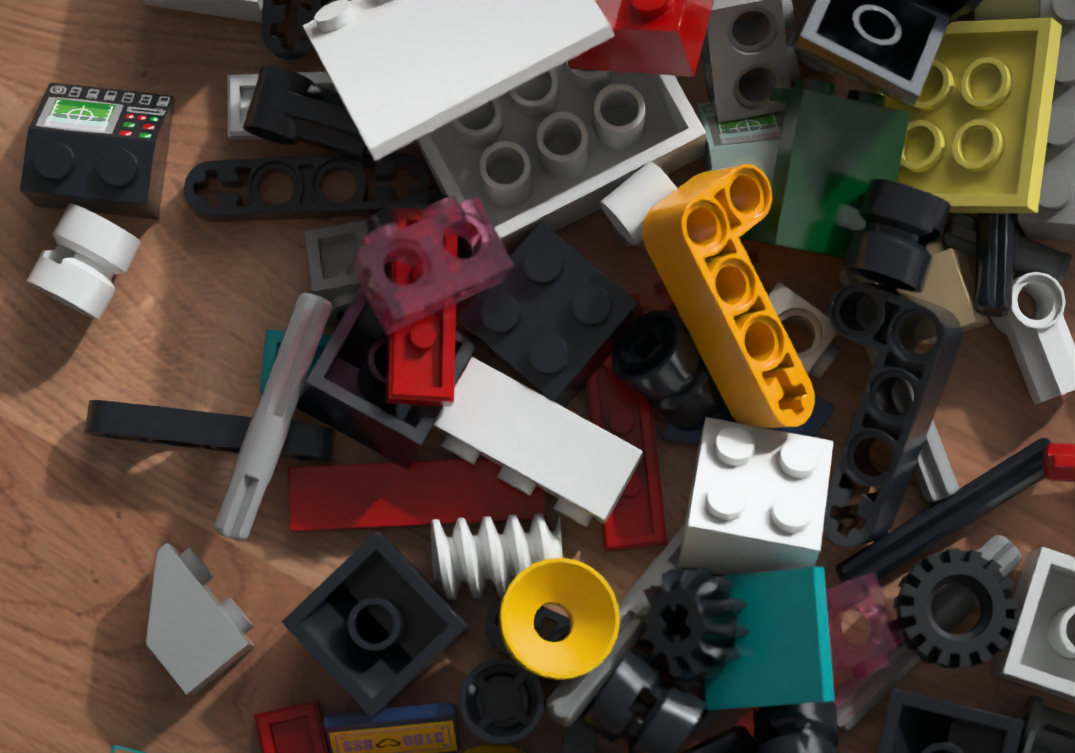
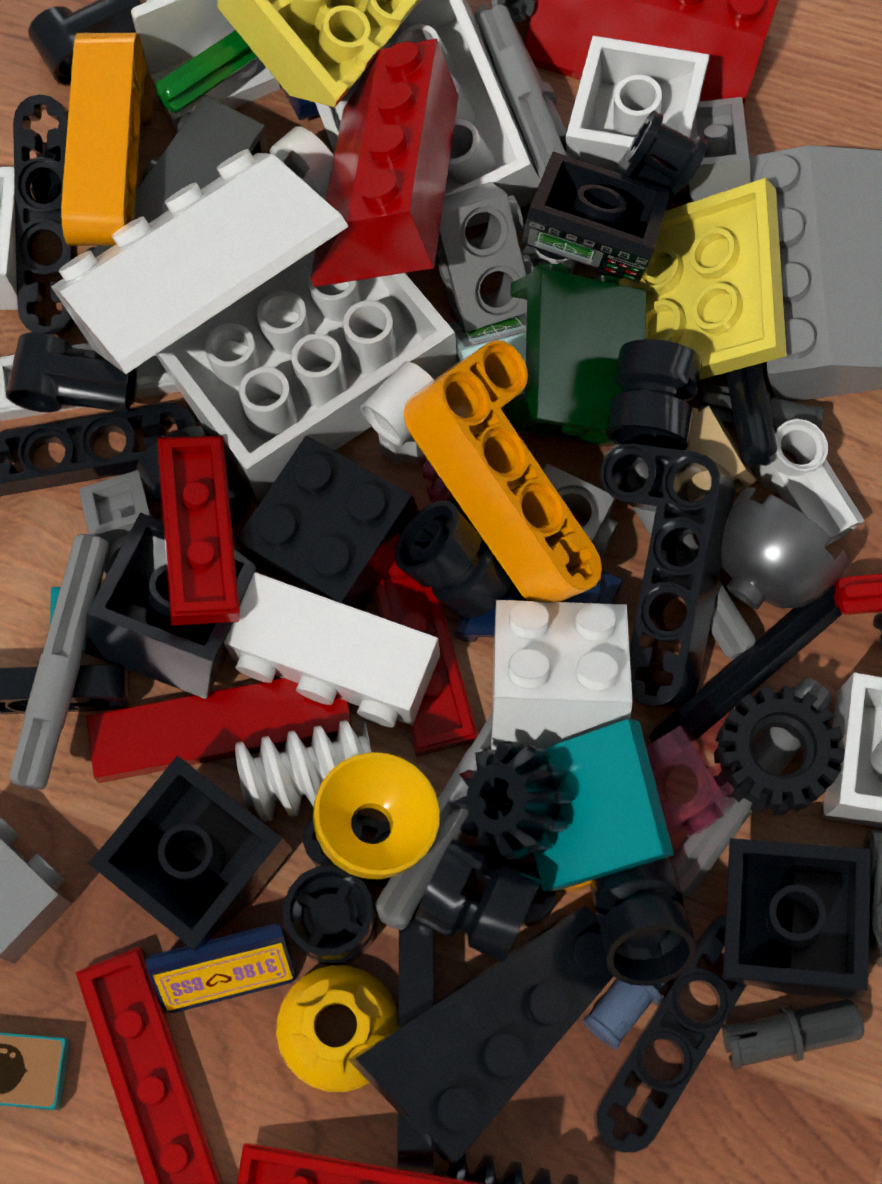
camera: 10 degrees left, 10 degrees down
(438, 275) = (209, 489): clear pink brick -> none
(990, 412) = (777, 554): none -> flat silver cylinder

